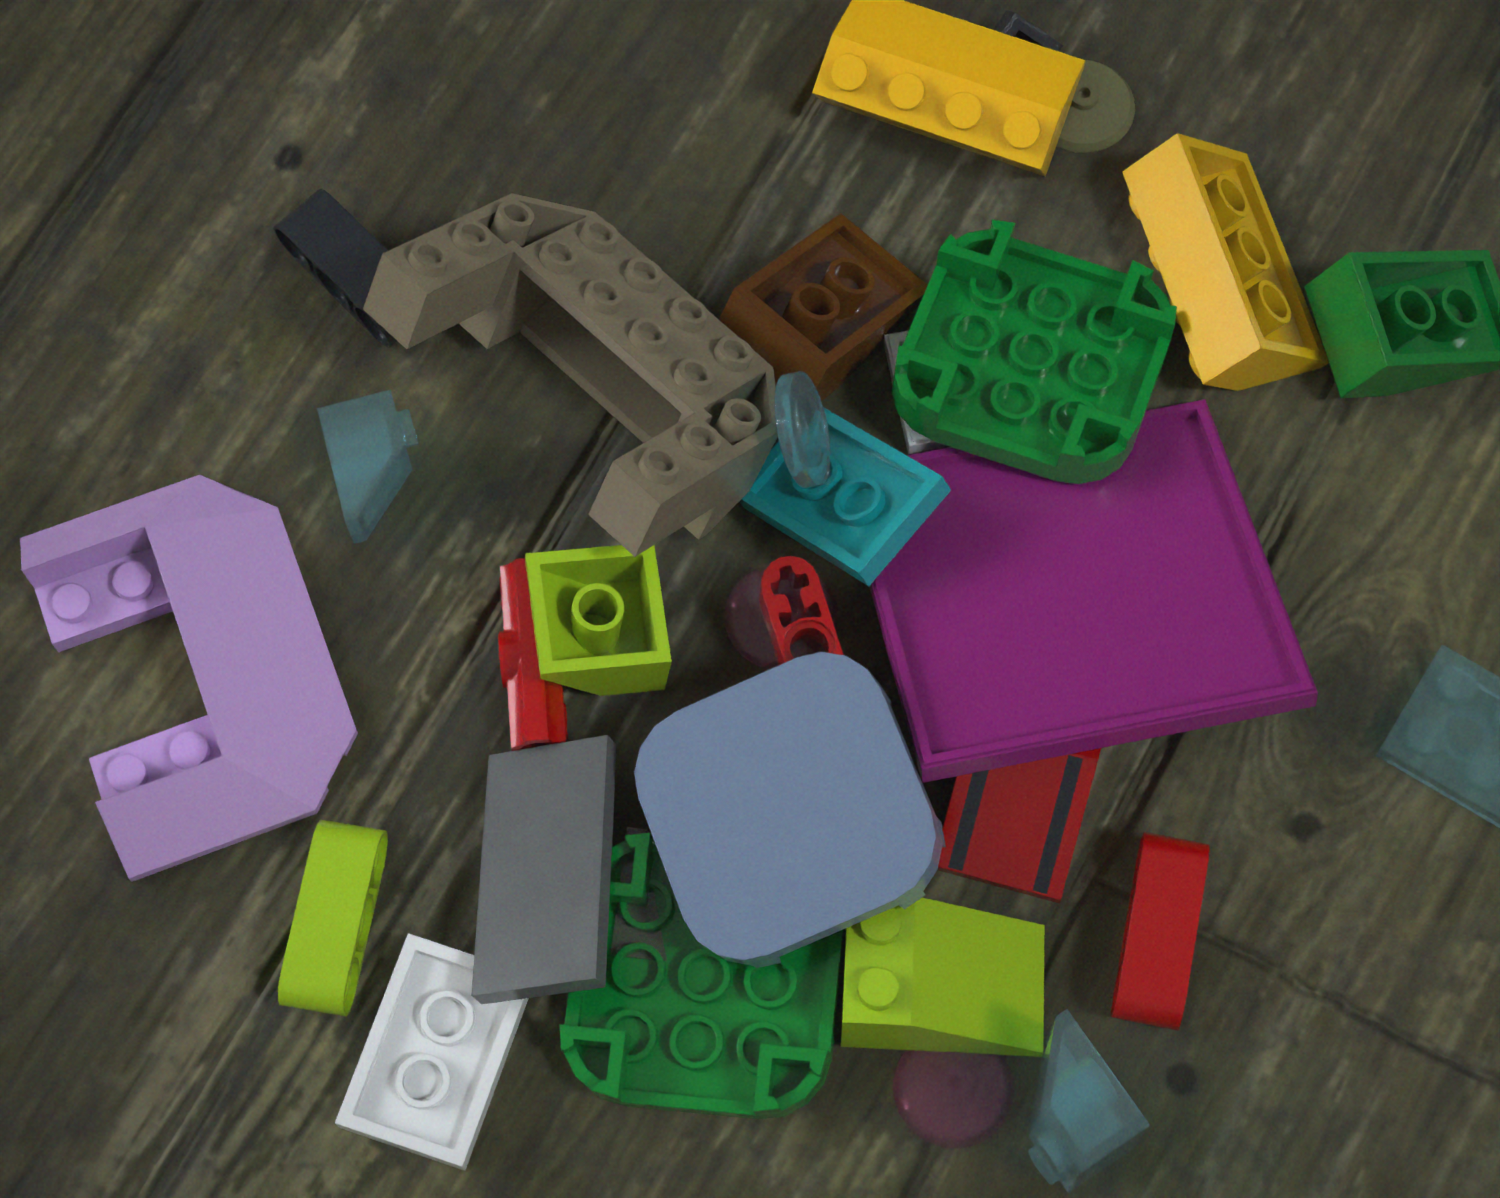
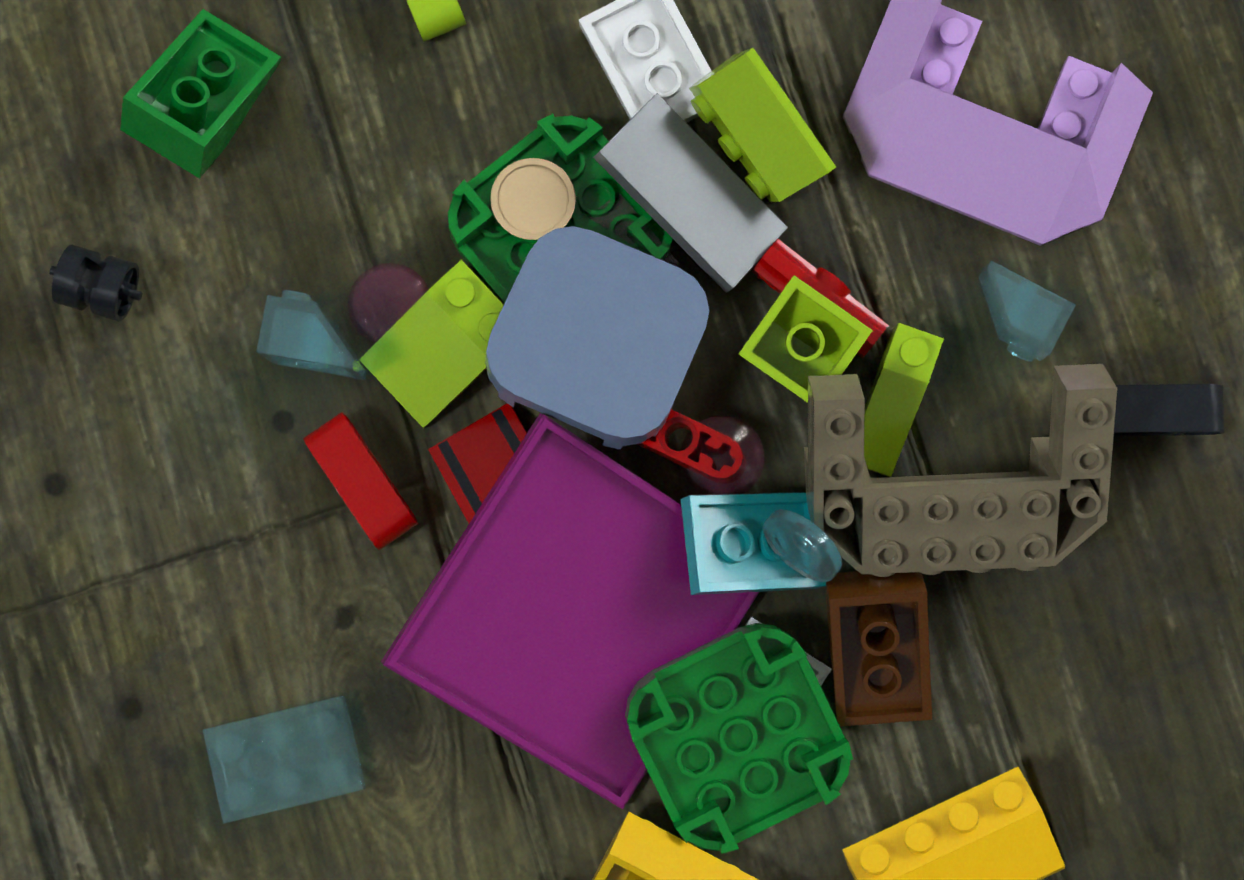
camera: 135 degrees right, 15 degrees up
(333, 918) = (754, 30): lime beam -> none
(411, 857) = (760, 127): none -> lime slope
(541, 506) = (897, 394): none -> lime slope
(705, 1019) = (532, 198): none -> tan piece

